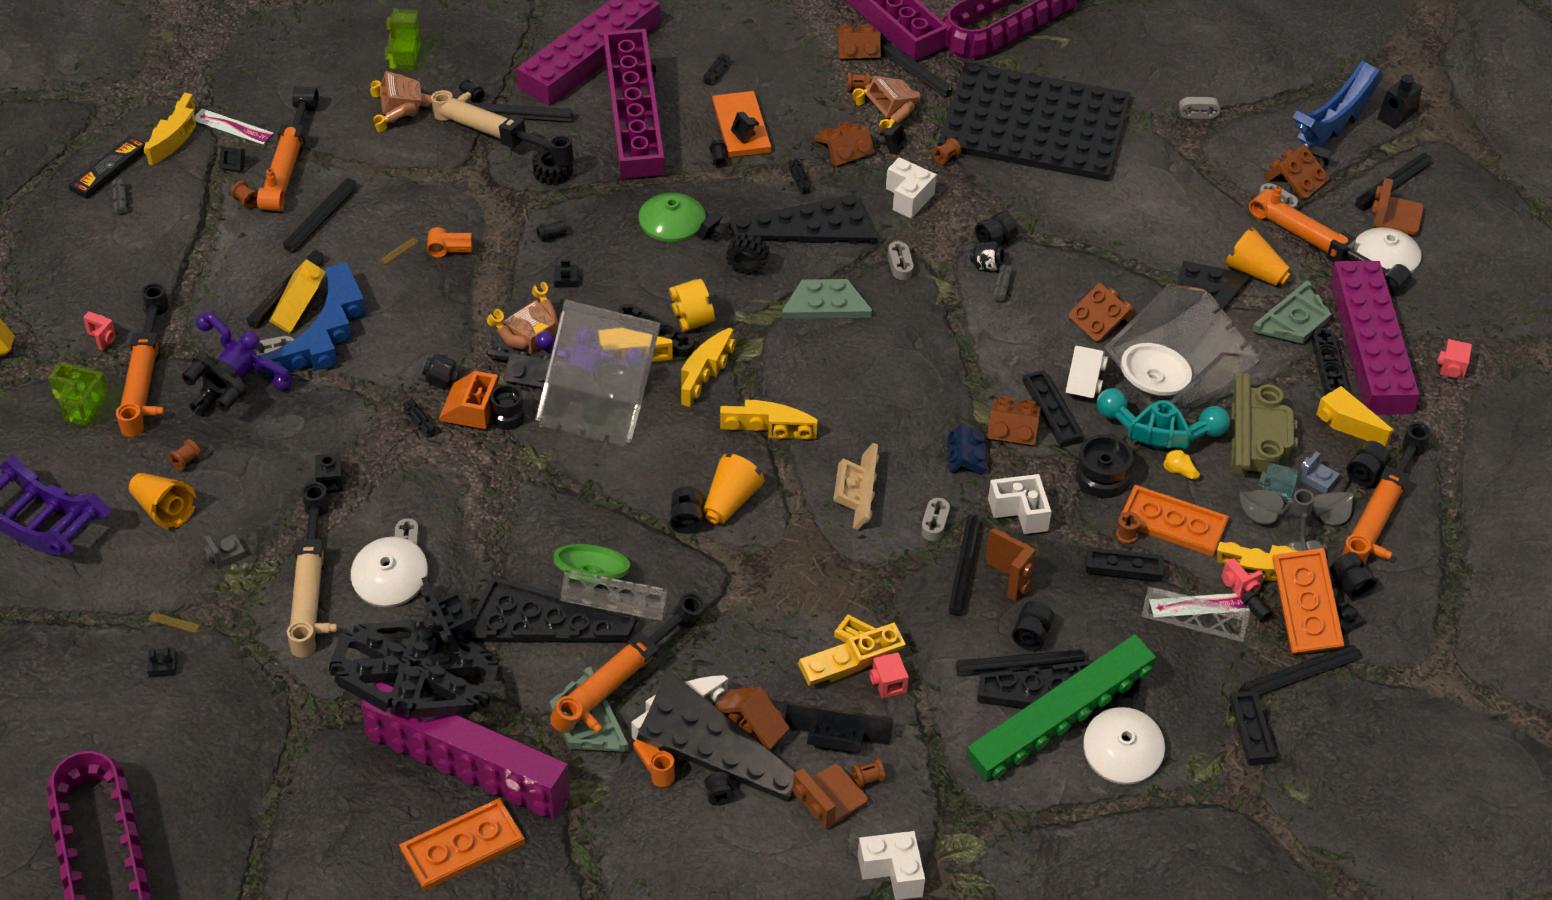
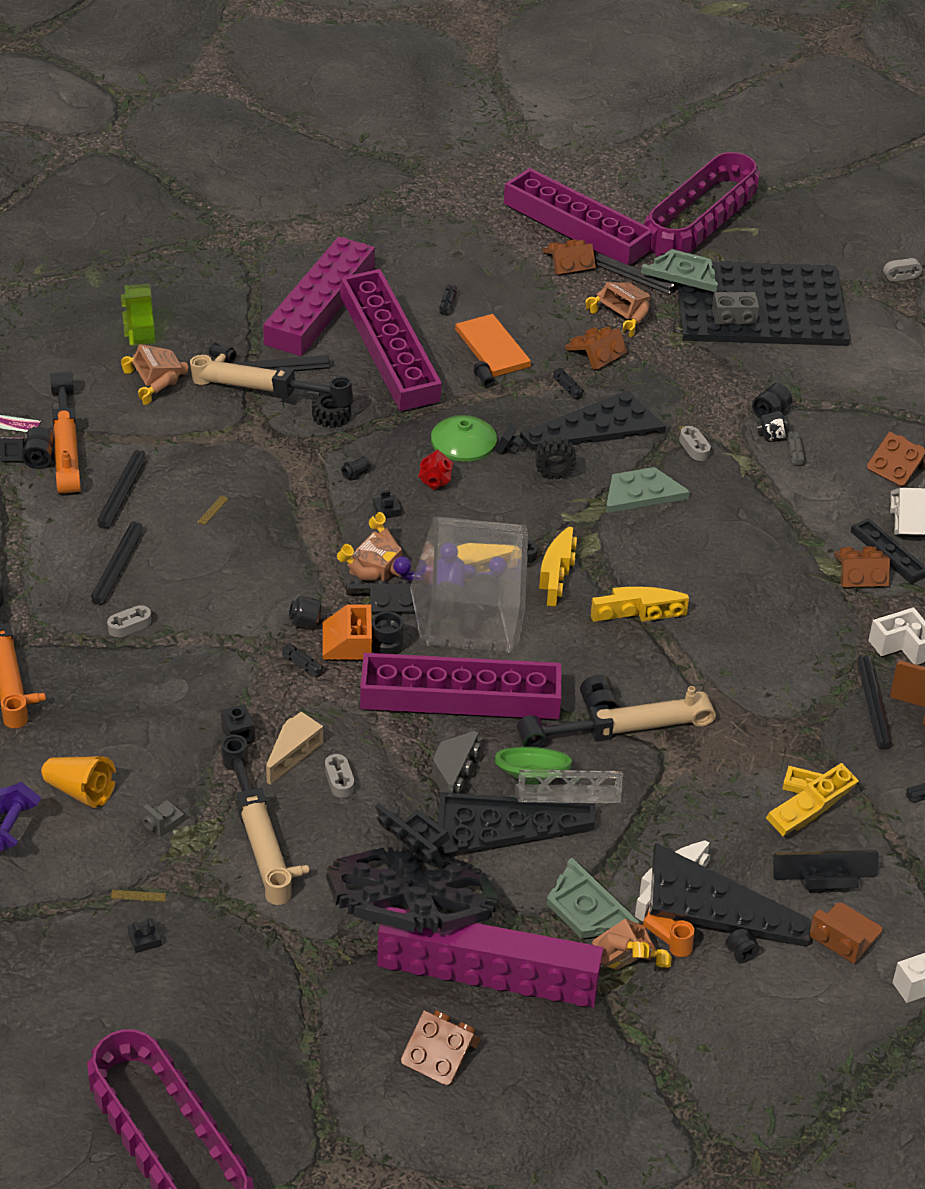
camera: 15 degrees left, 5 degrees down
(184, 454) = (83, 735): dark orange bush -> none
(223, 375) = (97, 649): wheel -> none
(241, 191) = (39, 481): dark orange bush -> none
(255, 160) = (38, 447): none -> black wheel
(297, 295) = (135, 565): yellow slope -> none
(330, 328) = (183, 589): blue arch -> none
(373, 501) = (295, 742): none -> tan slope
(386, 826) = (438, 1046): none -> bracket
(393, 583) = (336, 819): white dish -> none
(441, 242) = (256, 495): orange piece -> none
(461, 844) = (517, 1048): orange tile -> none
(520, 546) = (455, 761): none -> dark grey slope
(555, 472) = (460, 685): none -> magenta brick
(601, 764) = (627, 943): none -> nougat torso
(625, 246) = (435, 470): none -> red brick
(633, 657) = (604, 853): orange piece -> none
(692, 304) = (525, 508): yellow brick -> none
(731, 487) = (634, 668): light orange cone -> none
(744, 127) = (501, 346): black tile -> none
(754, 713) = (748, 867): dark orange brick -> none
(774, 537) = (604, 722): none -> tan piece
(855, 485) = (747, 648): tan bracket -> none
(862, 81) = (585, 291): dark orange bush -> none
(868, 773) = (873, 904): dark orange bush -> none
(889, 675) = (853, 812): coral brick -> none
(894, 137) = (642, 334): black tile -> none
(911, 186) = (676, 374): white brick -> none
(932, 518) = (825, 666): light grey beam -> none
(946, 151) = (697, 337): dark orange bush -> none
(963, 73) = (683, 269): none -> sand green wing
(967, 449) = (830, 599): dark blue bracket -> none
(998, 123) = (735, 308): none -> dark grey brick

